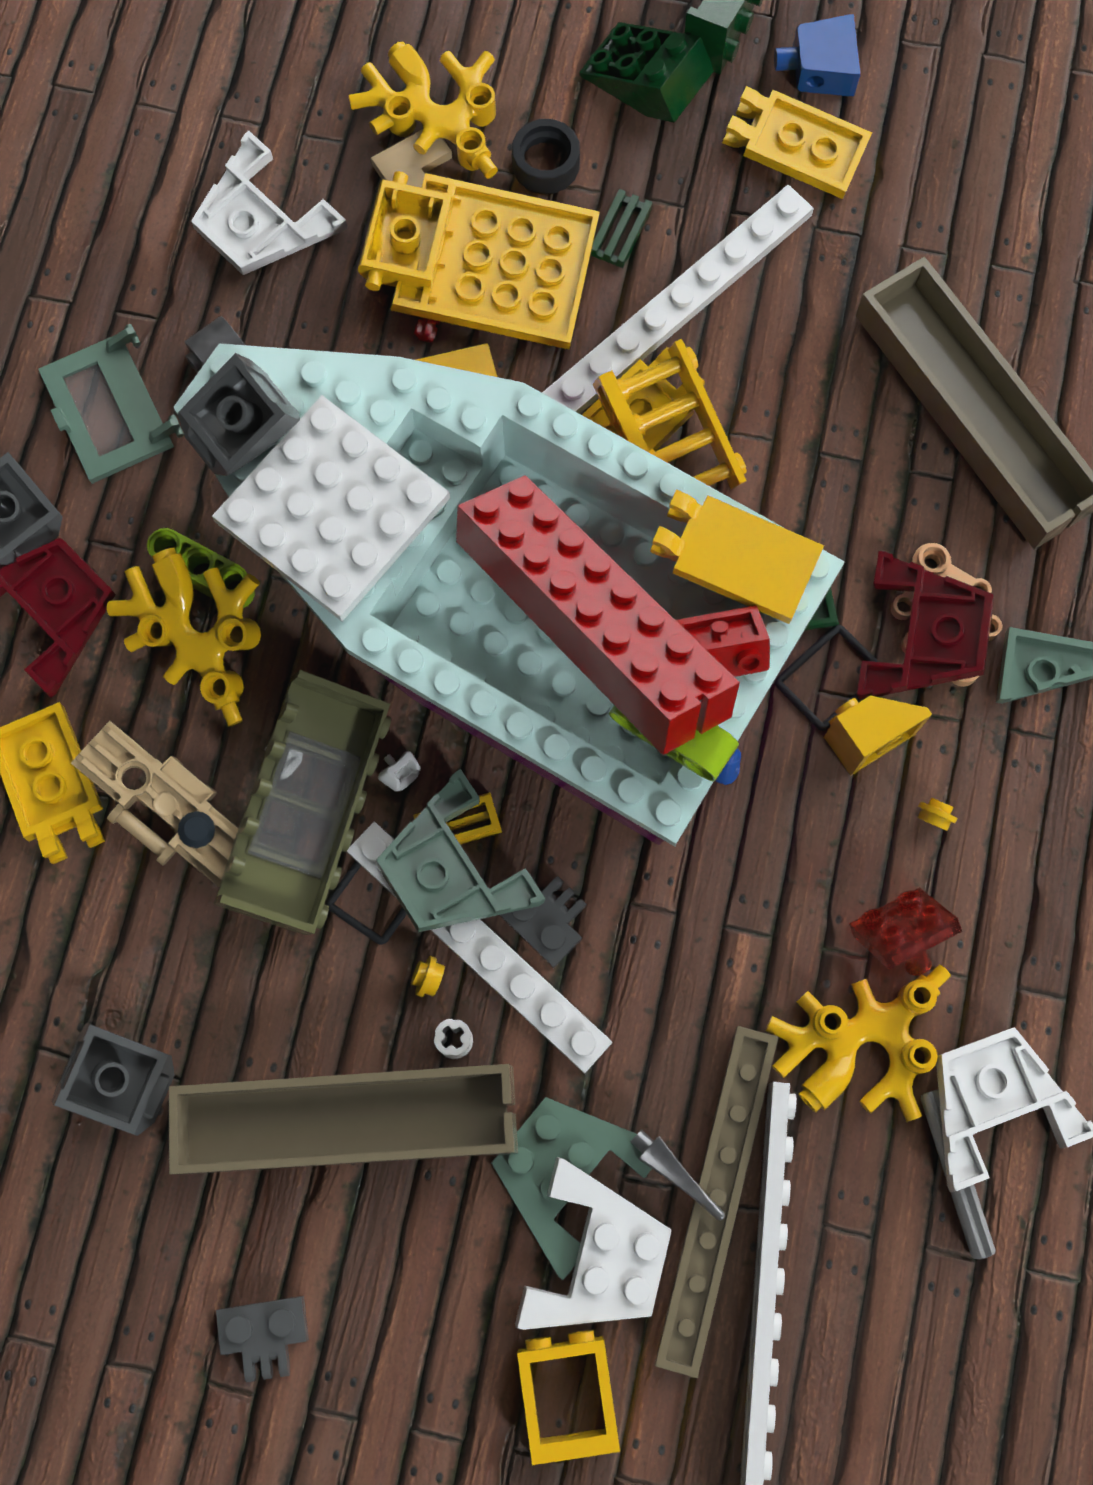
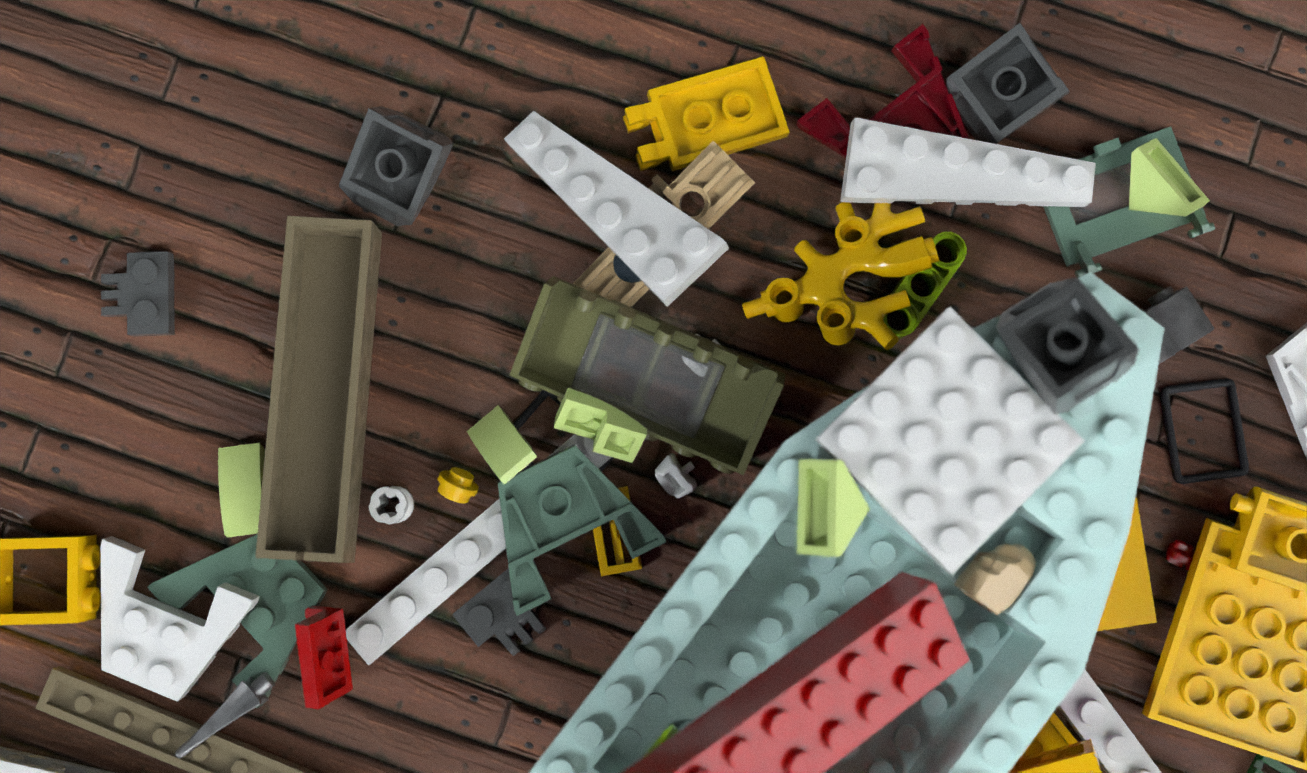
camera: 95 degrees right, 10 degrees up
(87, 571) = (929, 167): none -> white wing
(92, 371) = (1161, 184): none -> yellowish green slope
(154, 830) = (638, 225): none -> white wing
(312, 292) = (1237, 425): none -> black piece
(356, 832) = (610, 428): none -> yellowish green slope
(382, 934) = (501, 444): none -> yellowish green slope
(401, 602) = (827, 508): none -> yellowish green slope
(452, 462) = (997, 576): none -> tan rock
(454, 1193) = (240, 487): none -> yellowish green slope
(604, 1082) = (323, 656): none -> red bracket

